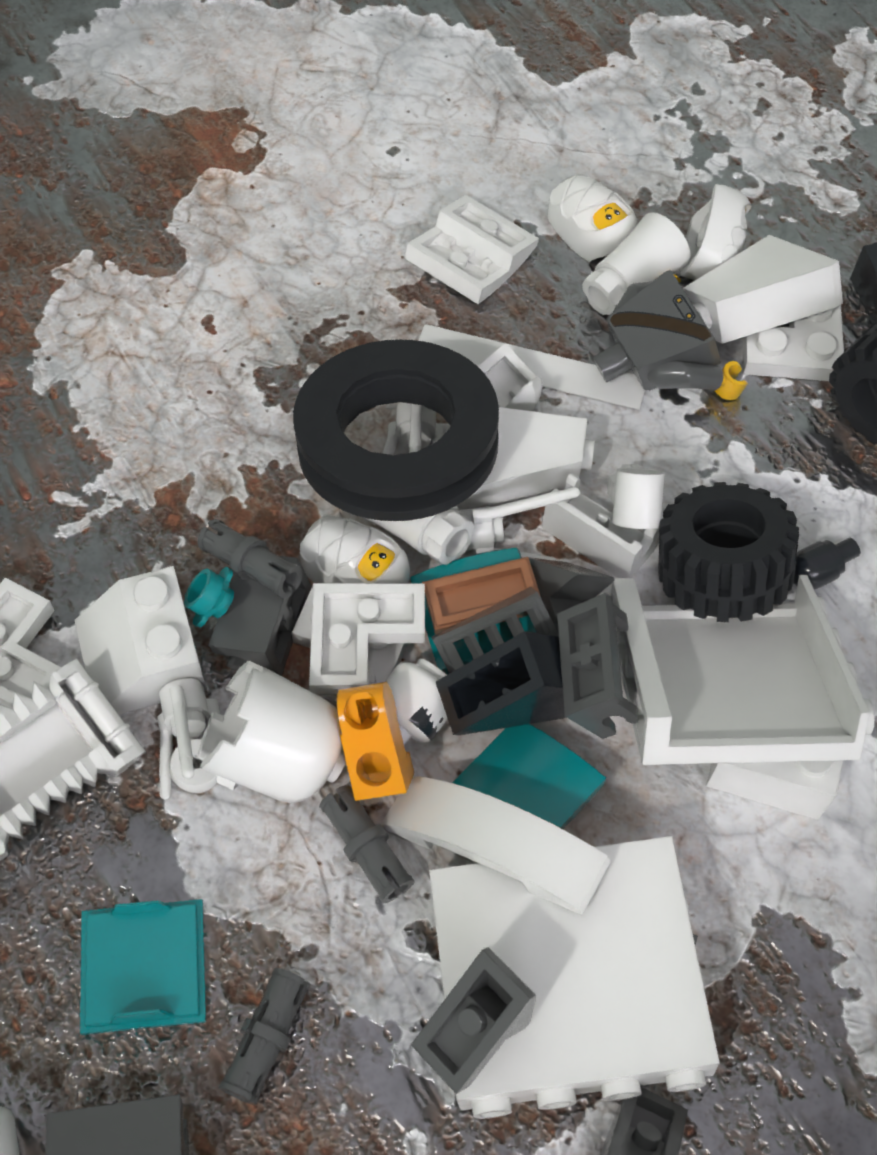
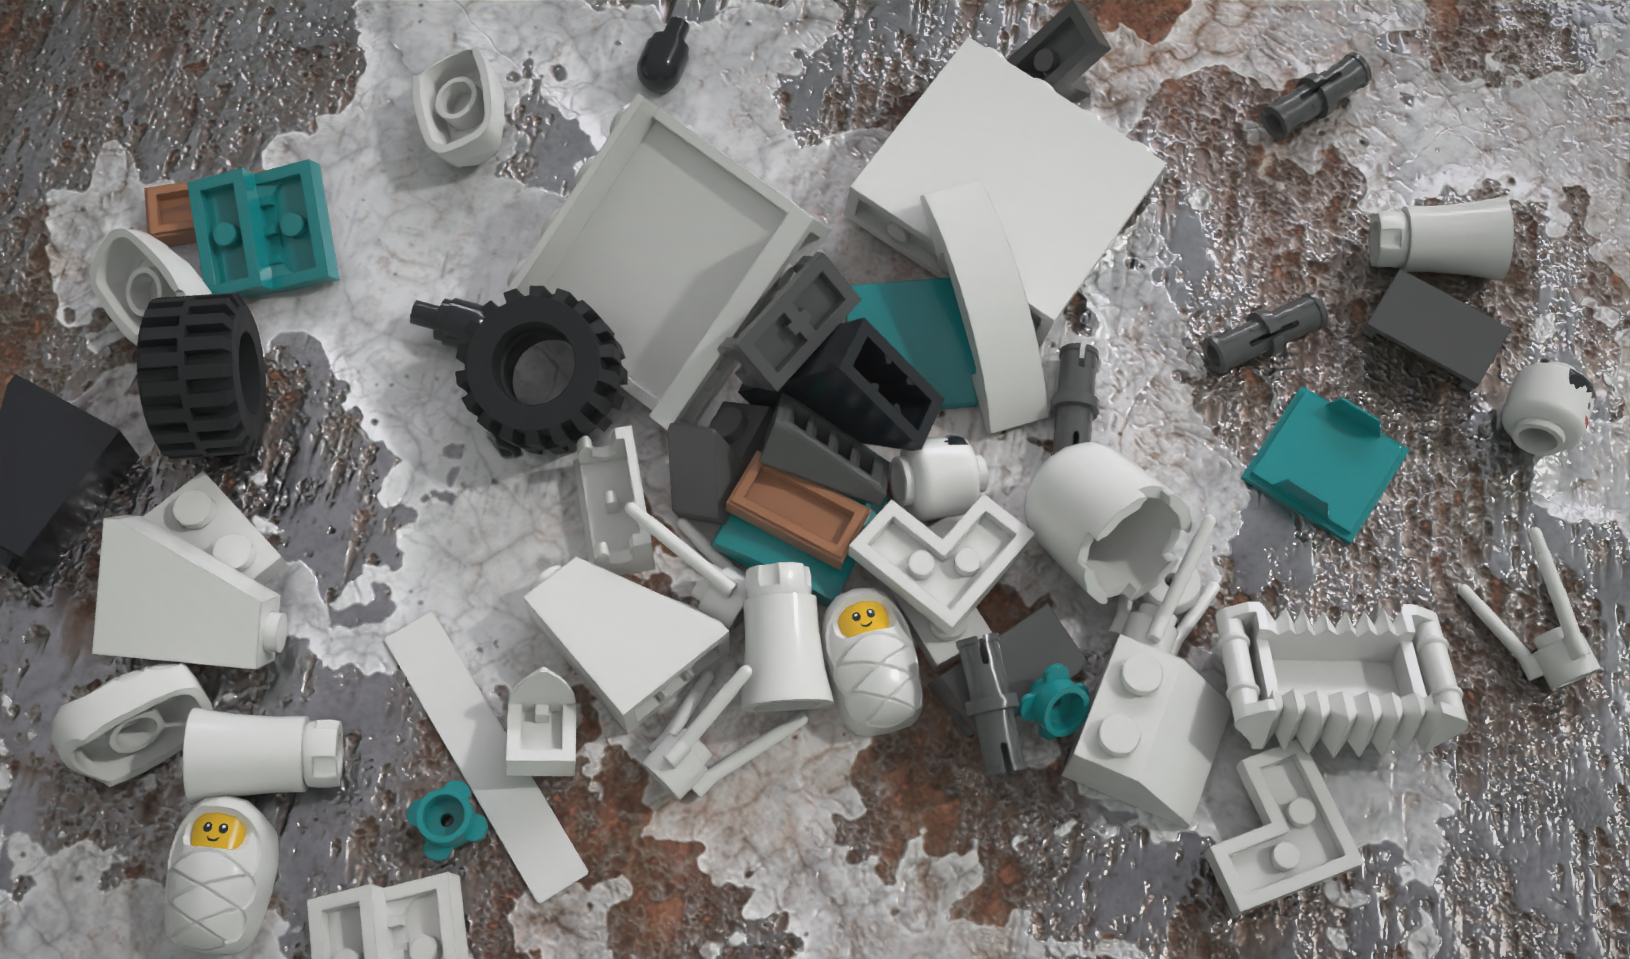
camera: 140 degrees left, 5 degrees up
(373, 742) = (1015, 450): light orange leg -> none
(407, 483) = (677, 628): black tyre -> none
(475, 1020) = (1122, 165): dark grey slope -> none
(510, 306) = (429, 811): none -> teal plate
(636, 496) = (564, 482): white piece -> none
(665, 342) = (340, 639): dark grey torso -> none

